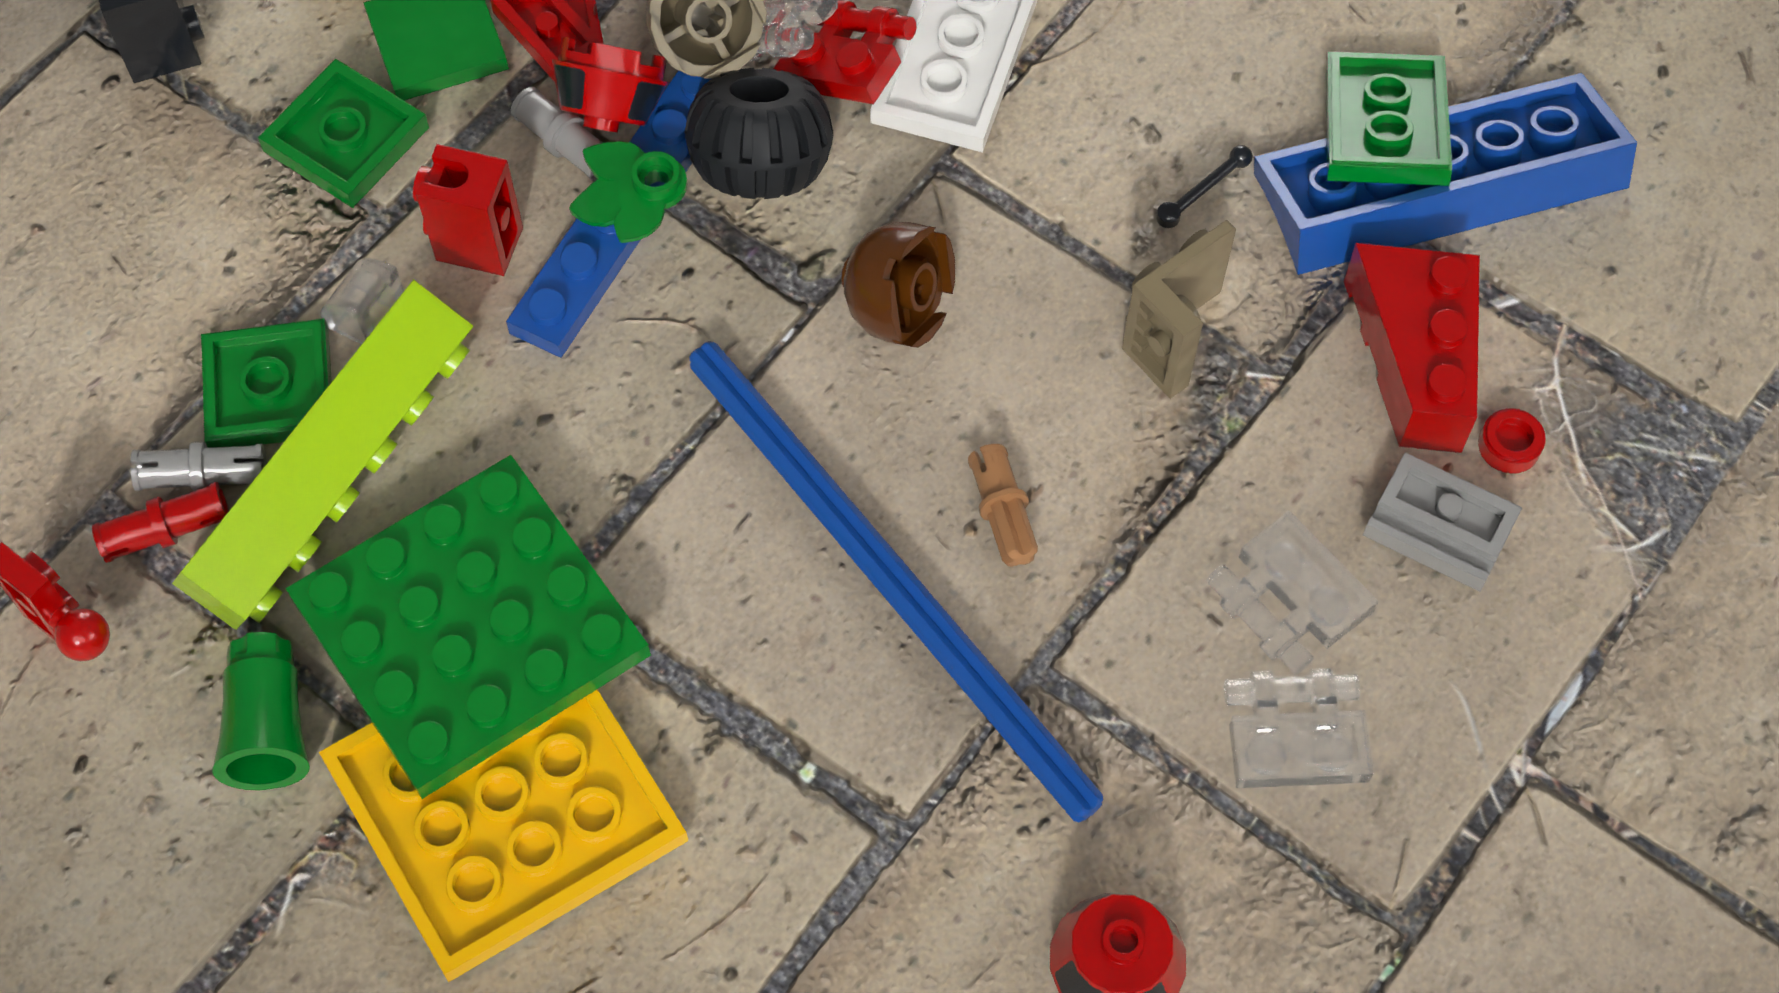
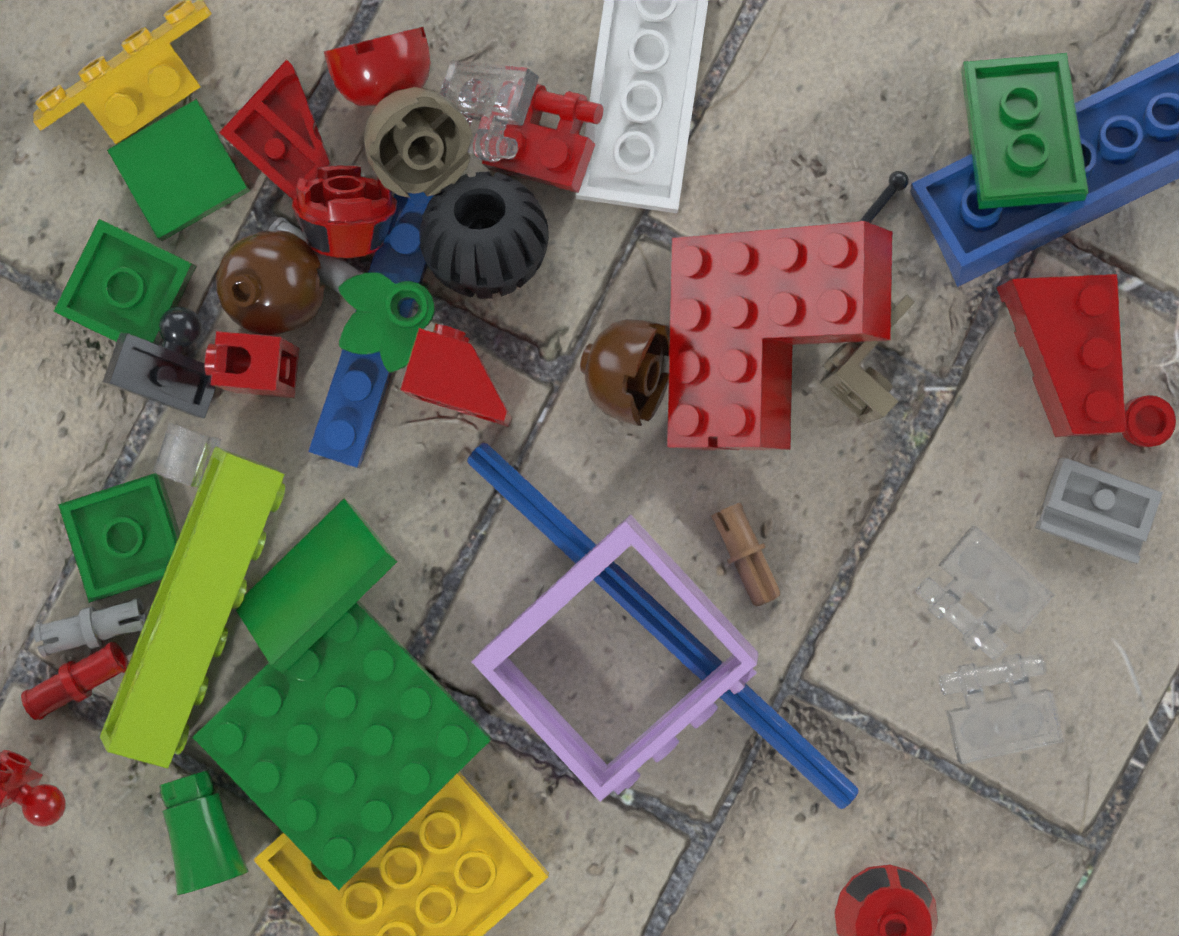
camera: 10 degrees left, 25 degrees up
(363, 206) = (163, 371): none -> black plate
(478, 448) = (314, 585): none -> green tile
(514, 125) = (270, 283): none -> reddish brown cylinder
(690, 256) = (452, 375): none -> red slope
(769, 500) = (660, 737): none -> lavender window
(1046, 220) = (742, 309): none -> piece

